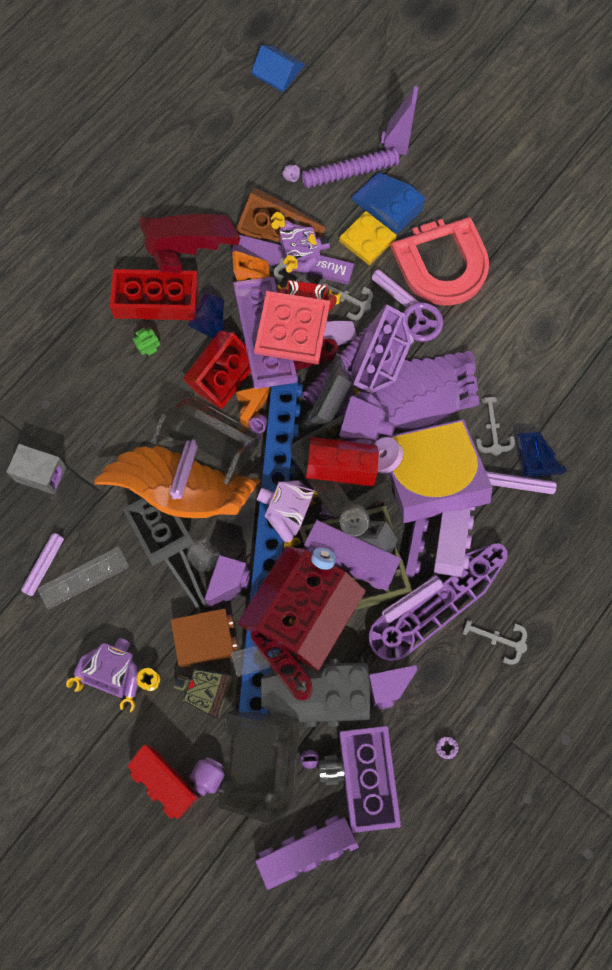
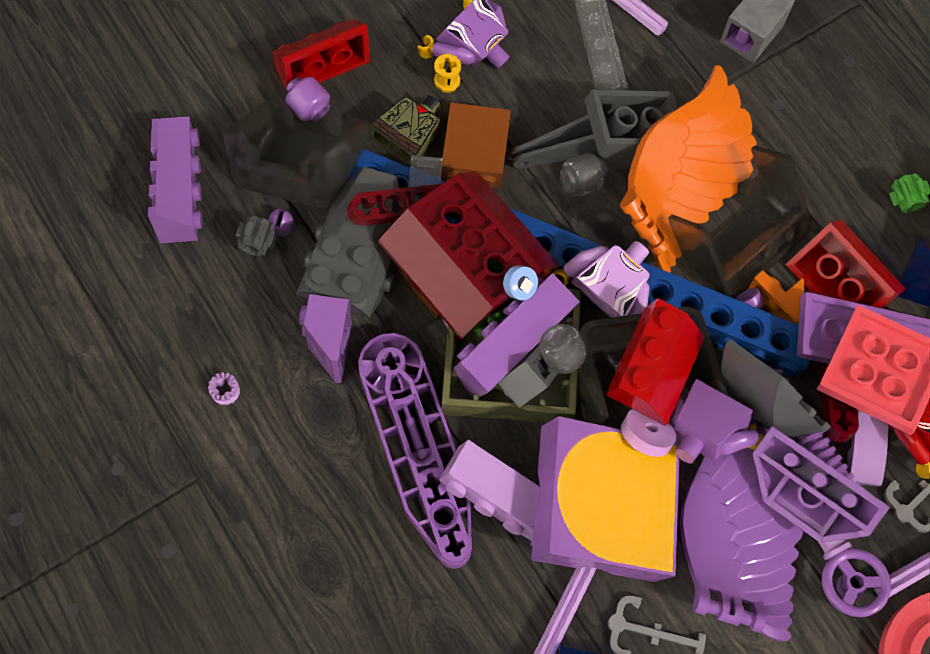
camera: 105 degrees right, 5 degrees down
(183, 469) = (705, 174): lavender axle -> none
(227, 581) = (538, 183): medium lavender slope -> none
(369, 779) = (225, 272): medium lavender brick -> none
(412, 599) = (431, 403): lavender axle -> none
(415, 547) = (505, 442): medium lavender plate -> none
(520, 647) = (314, 538): light grey piece -> none

